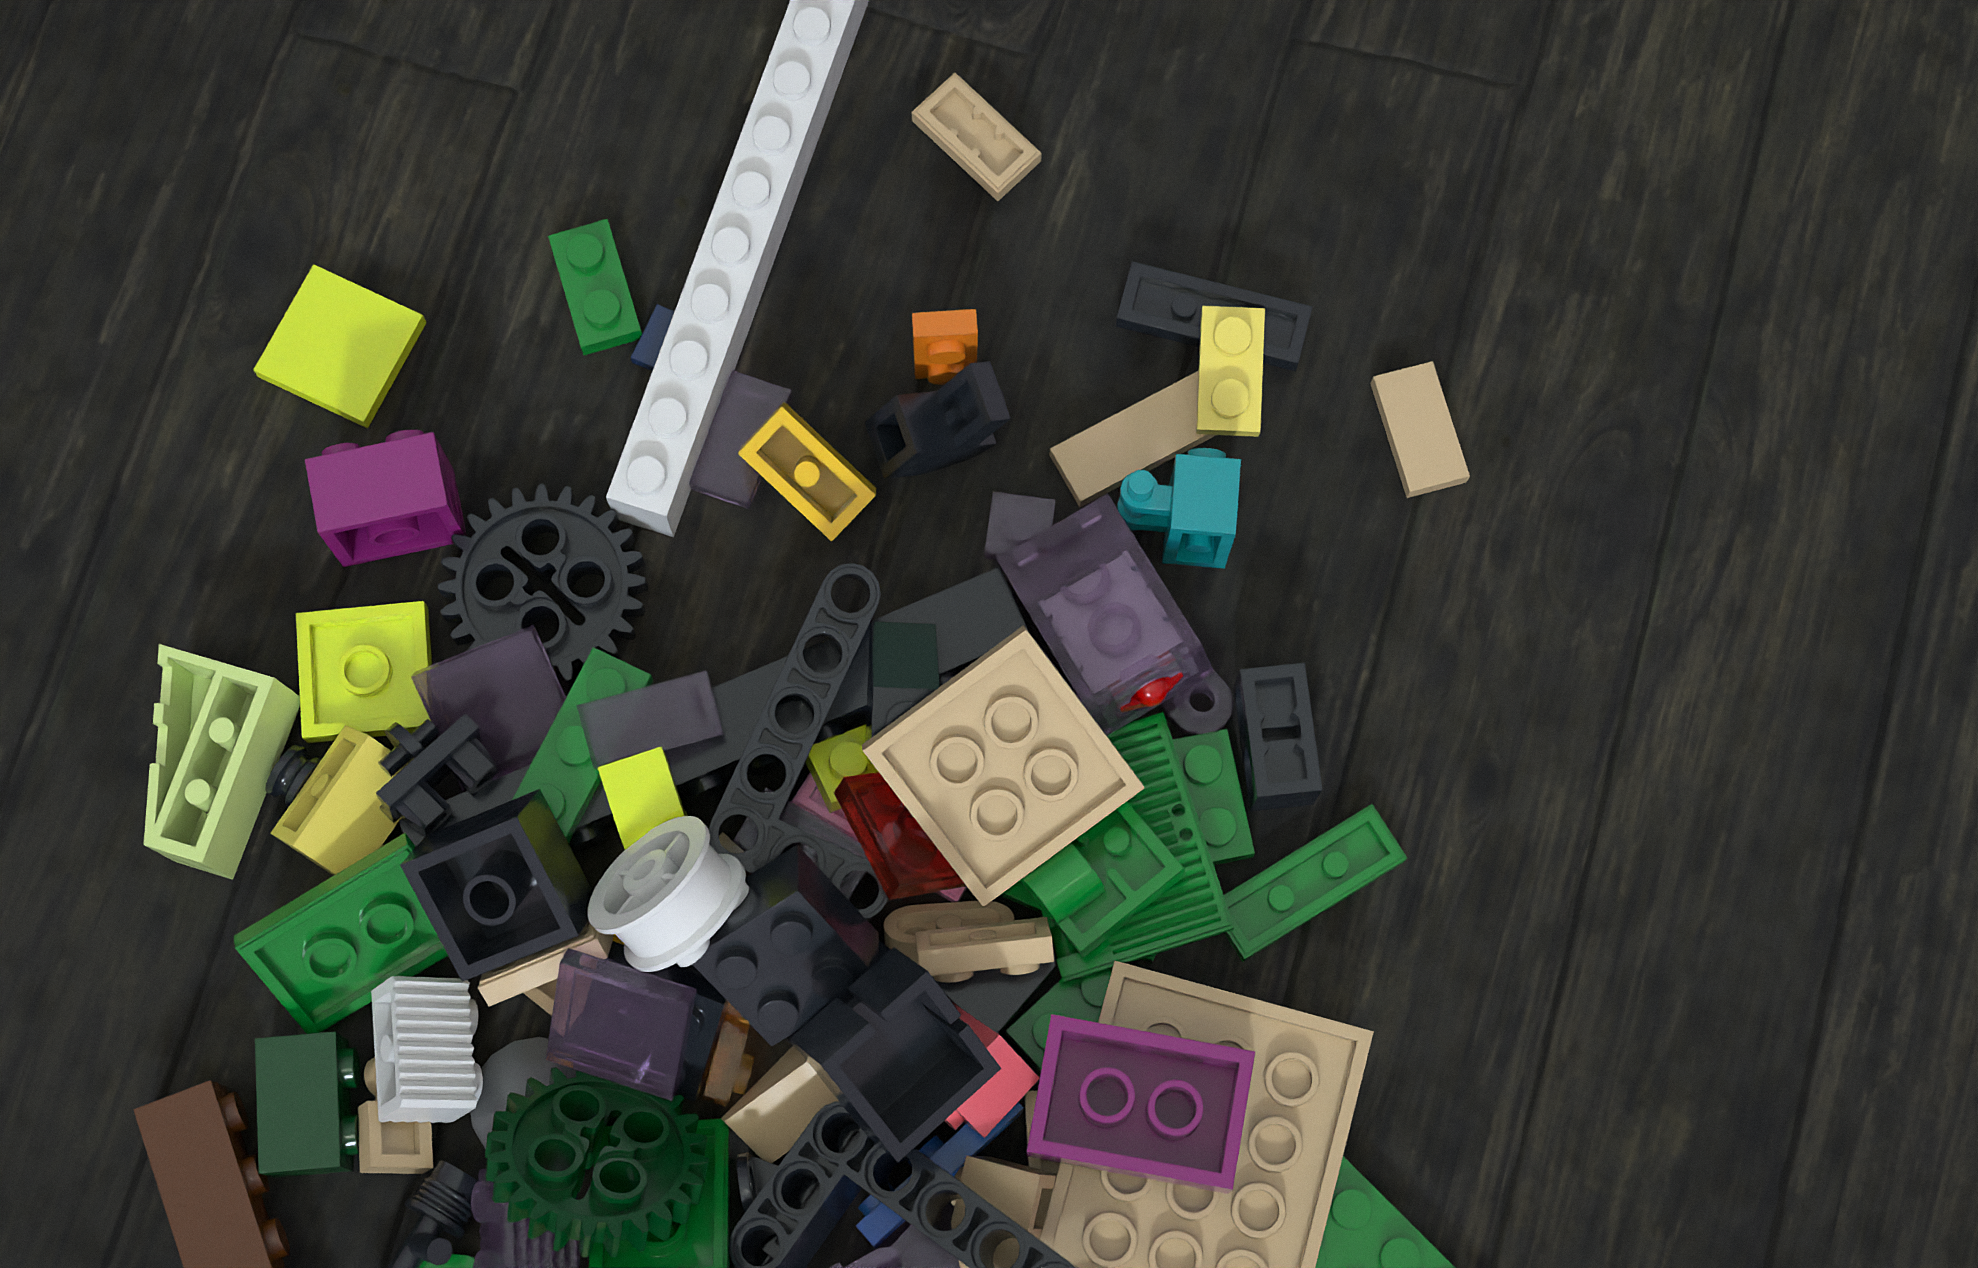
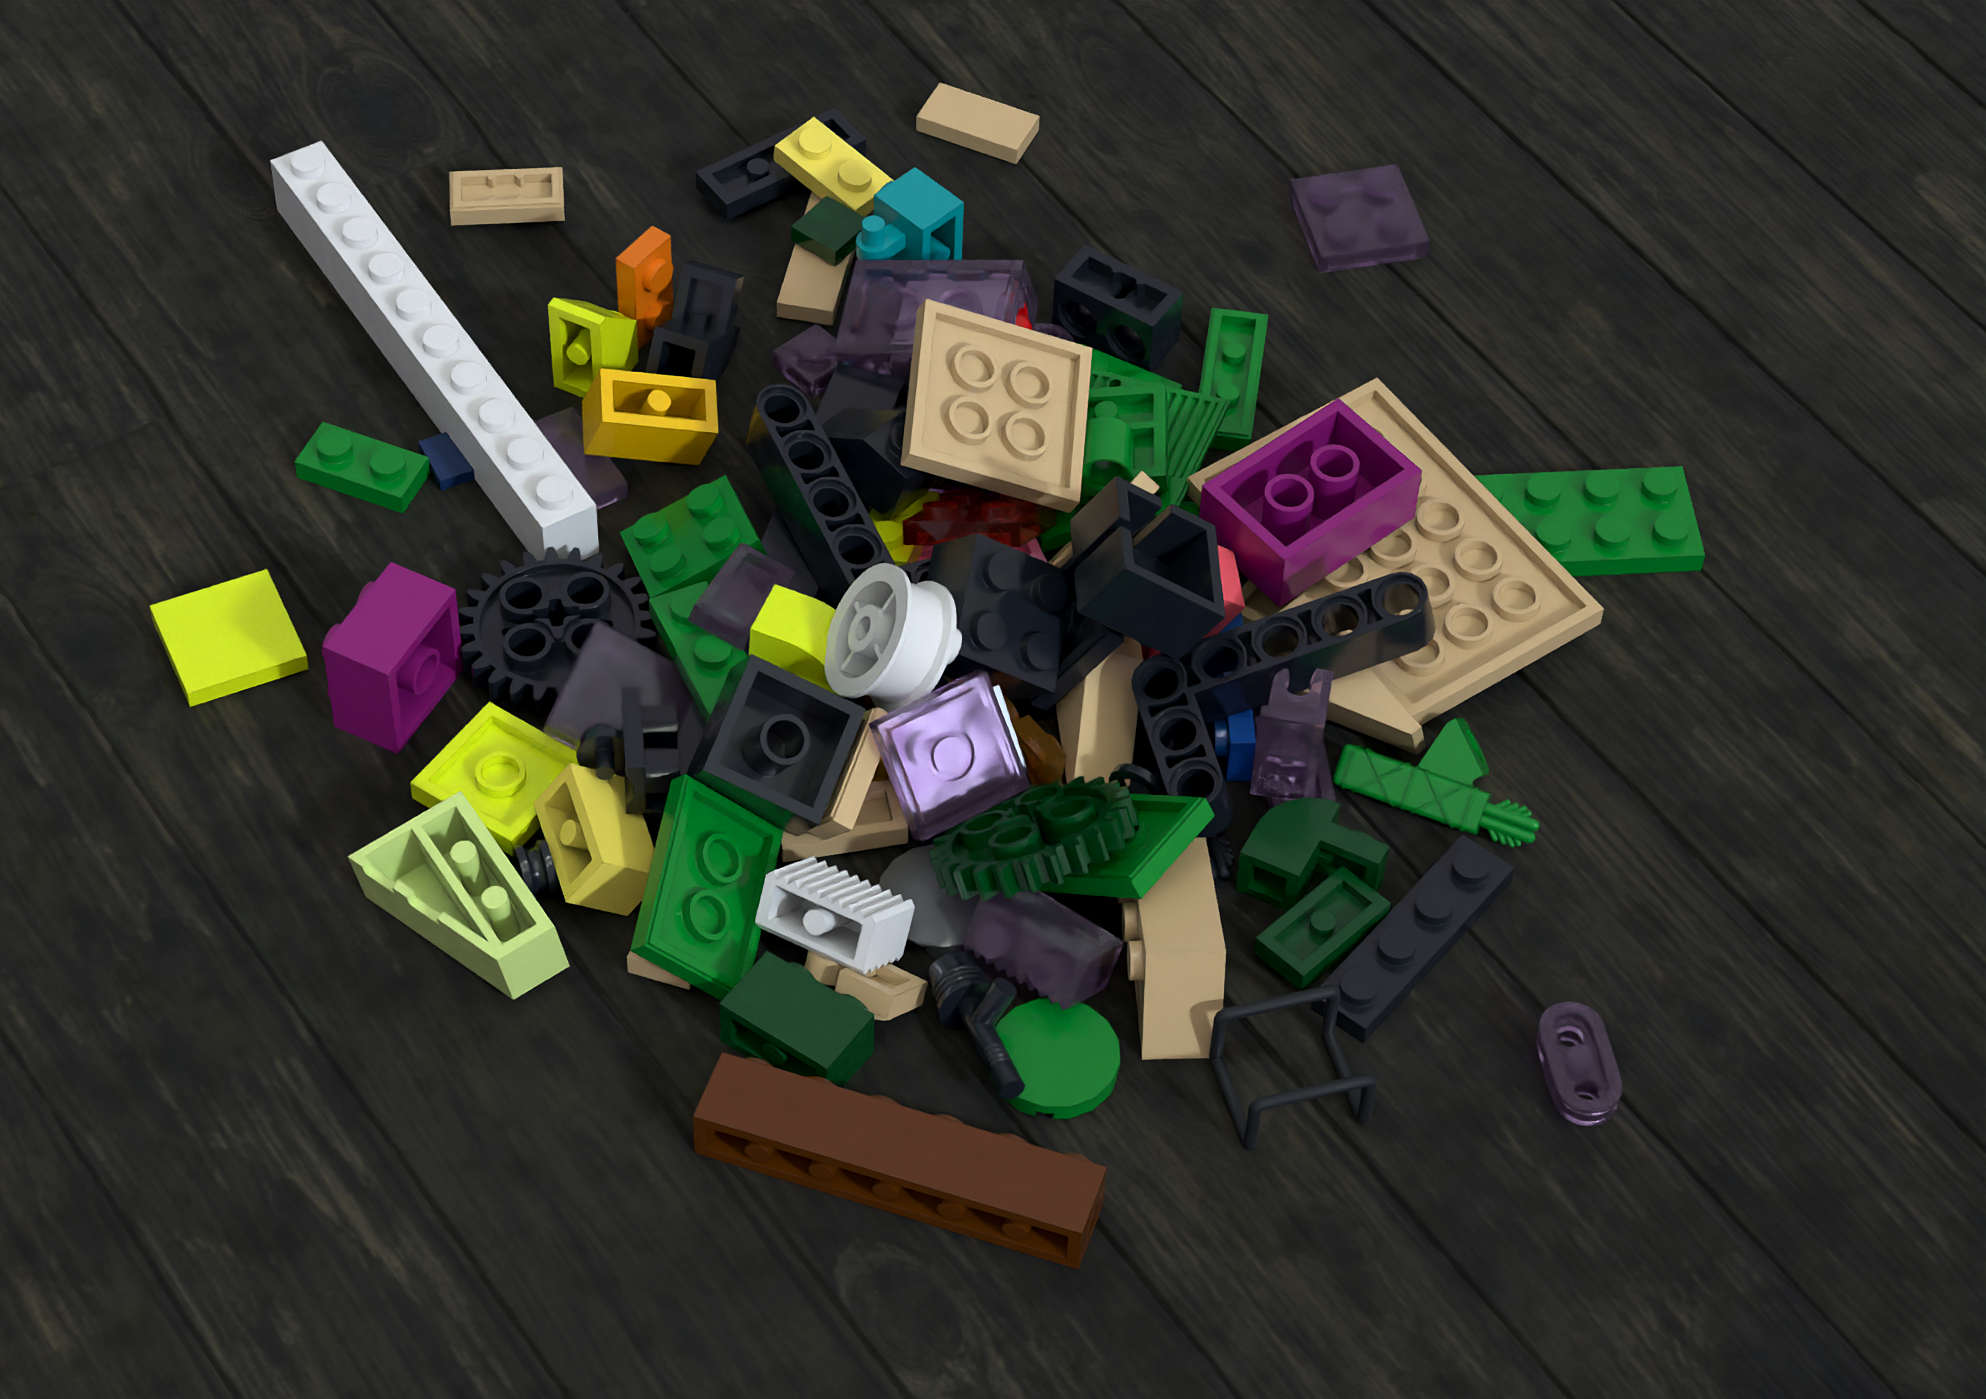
camera: 50 degrees left, 25 degrees down
(711, 617) = (690, 538): none -> green plate
(859, 352) = (587, 340): none -> neon yellow slope
(1161, 425) = (828, 230): none -> dark green tile
(1605, 839) = (1358, 218): none -> clear purple plate

